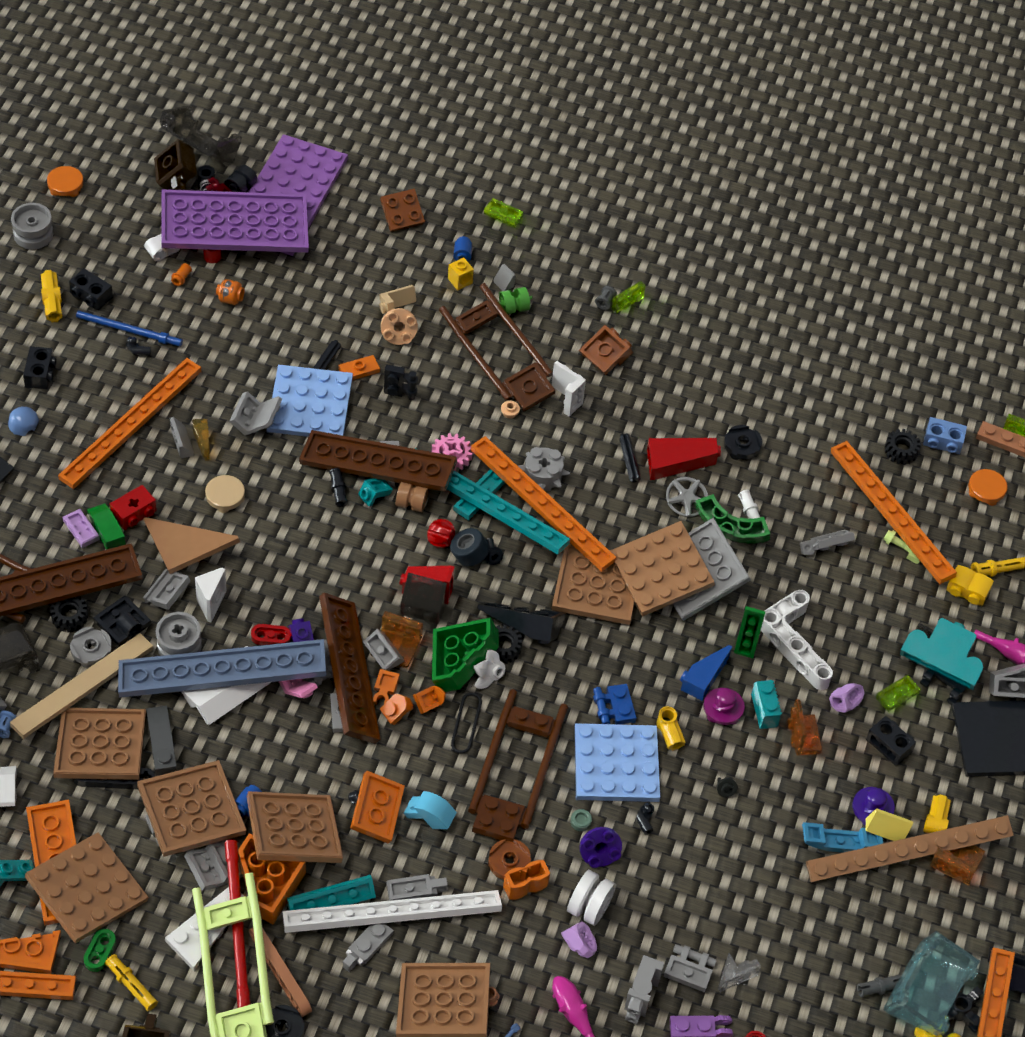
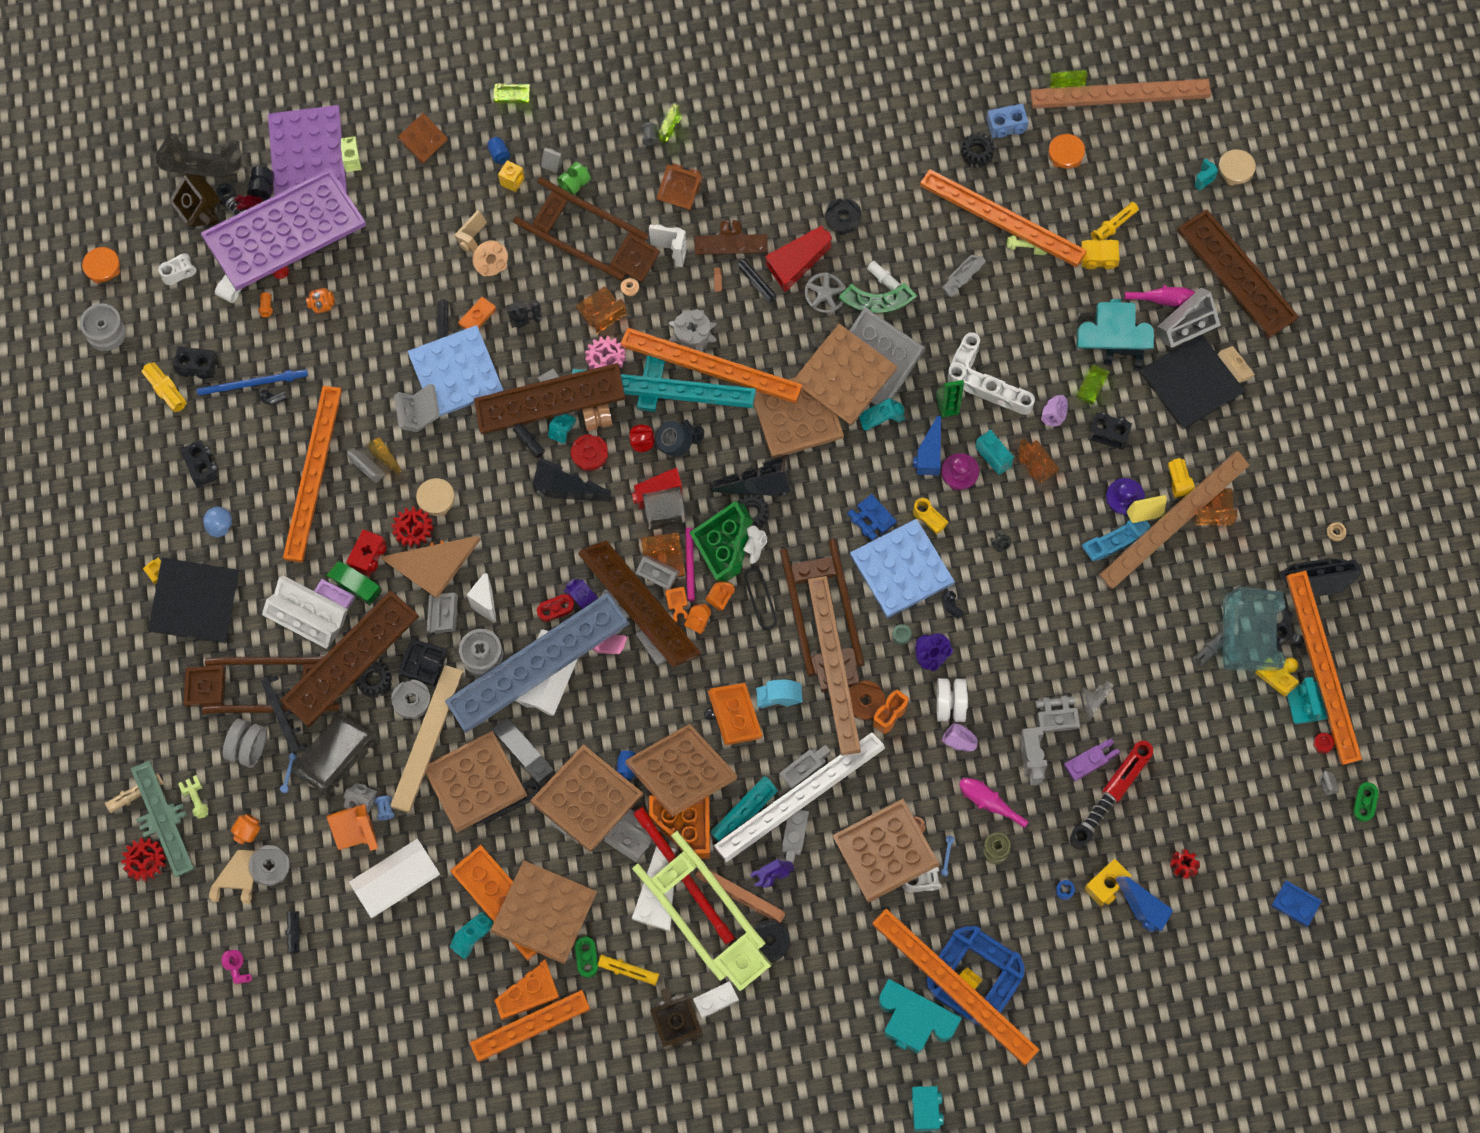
camera: 20 degrees left, 15 degrees up
(47, 528) = (305, 612): none -> white slope
(123, 213) = (177, 269): none -> white piece
(187, 506) = (419, 531): none -> red gear
(324, 962) = (775, 869): none -> dark purple plate
(332, 194) = (350, 154): none -> yellowish green leg
(341, 535) = (557, 484): none -> black wedge
(386, 524) = (589, 452): none -> red tile
(416, 665) = (690, 566): none -> dark pink bar
(473, 414) = (601, 309): none -> clear orange bracket
(495, 811) = (834, 666): none -> medium nougat plate
(595, 435) = (717, 279): none -> nougat tile
(625, 415) = (731, 241): none -> reddish brown plate
(679, 618) = (882, 412): none -> teal bracket

